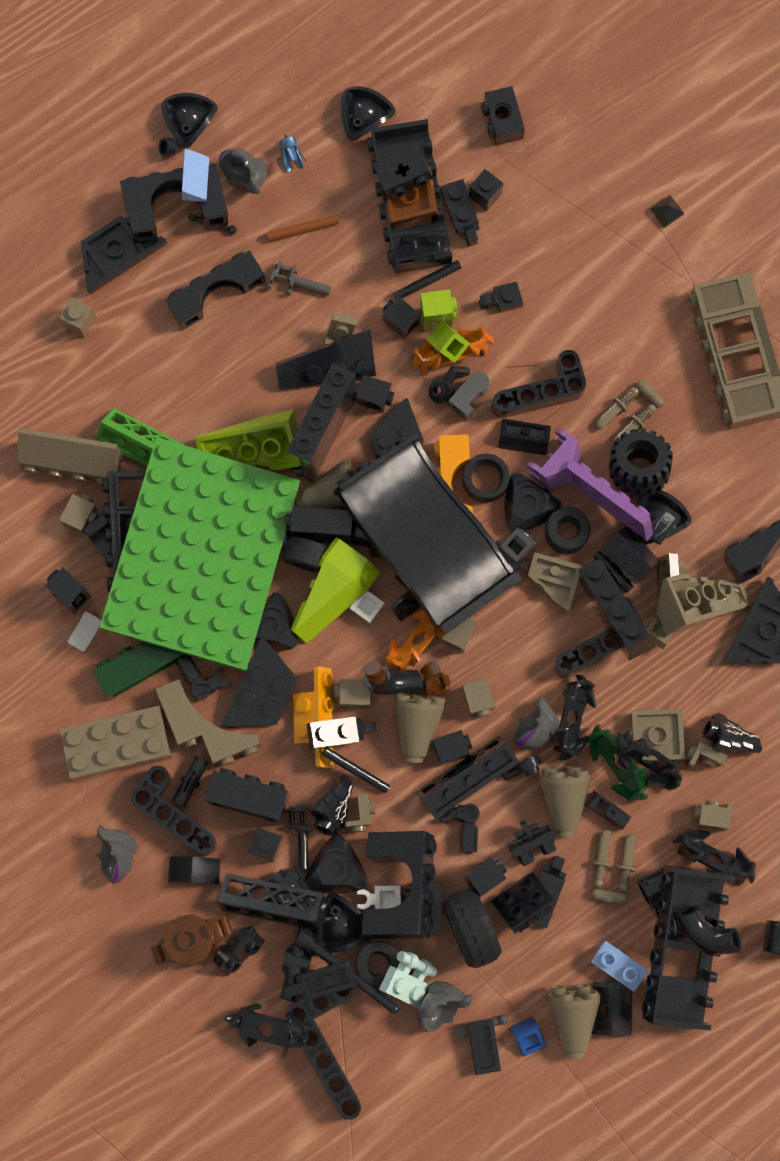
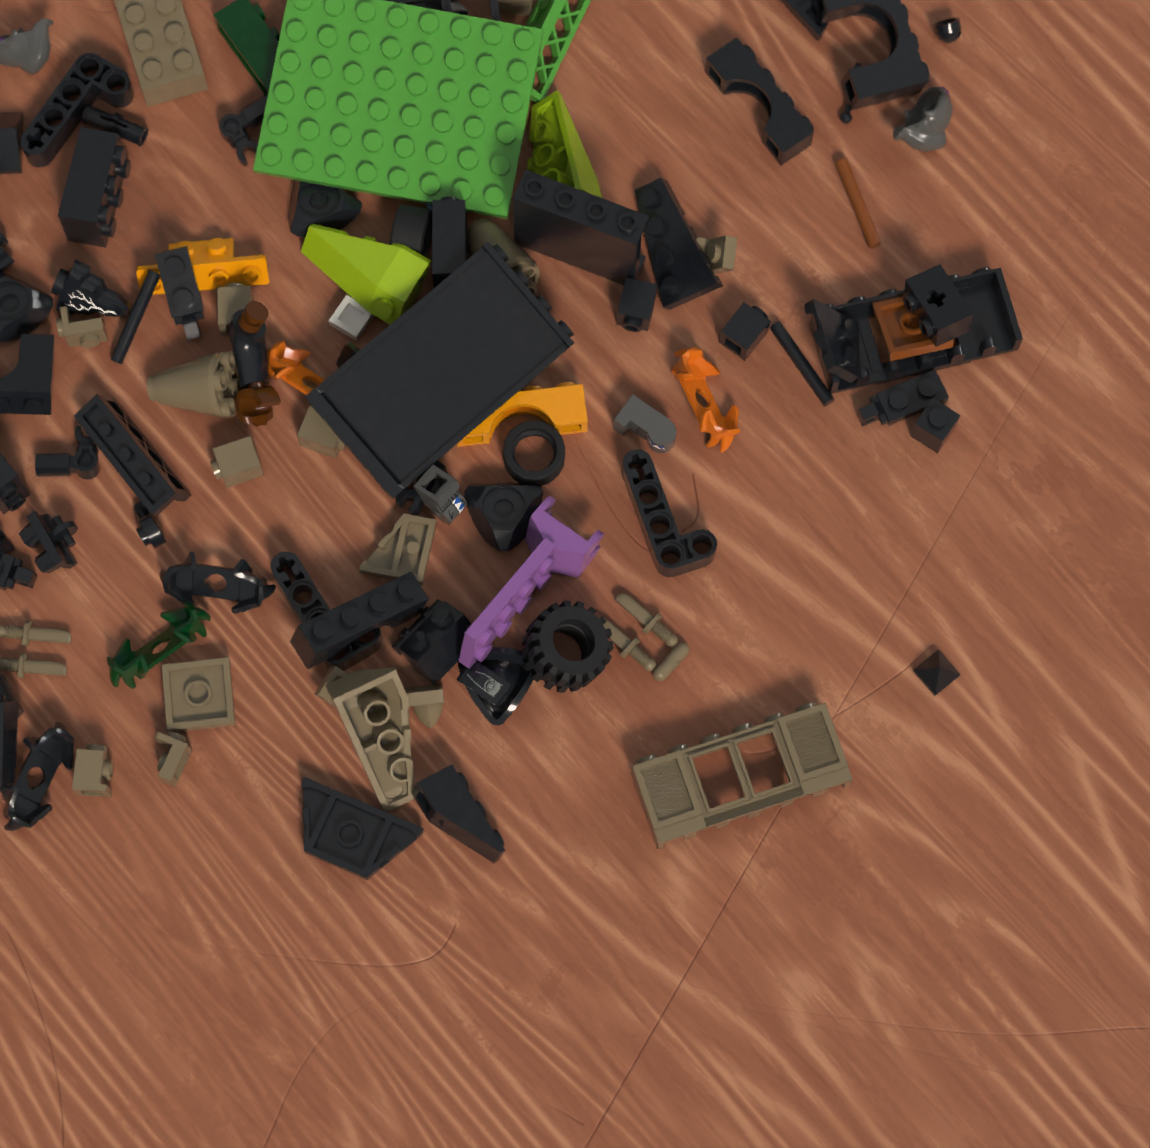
camera: 85 degrees right, 5 degrees down
(187, 116) = (992, 47): black hat -> none
(190, 726) = (184, 120): dark tan arch -> none
(195, 176) = (903, 52): light blue slope -> none
(262, 689) = (234, 198): black wing -> none
(266, 844) = (37, 218): black brick -> none
(289, 146) = (967, 173): flat silver piece -> none
(297, 281) = (783, 199): dark grey piece -> none
(303, 853) = (51, 264): black piece -> none
(363, 110) = (1028, 263): black hat -> none
(395, 426) = (594, 340): black wing -> none
(437, 307) = (755, 370): lime brick -> none
(446, 385) = (651, 390): black plate -> none
(448, 341) = (711, 384): lime brick -> none
(452, 747) = (170, 433): black brick -> none
(503, 102) = (1031, 455): black brick -> none
(505, 298) = (788, 464): black plate -> none
(524, 437) = (597, 501): black slope -> none
(537, 727) = (200, 536): dark grey hair -> none
(565, 797) = (110, 576): dark tan cone -> none
(572, 515) = (464, 541): black tyre -> none
(612, 813) = (93, 641): black bar -> none
(664, 770) = (146, 704): black piece -> none
(729, 736) = (199, 787): black rock -> none

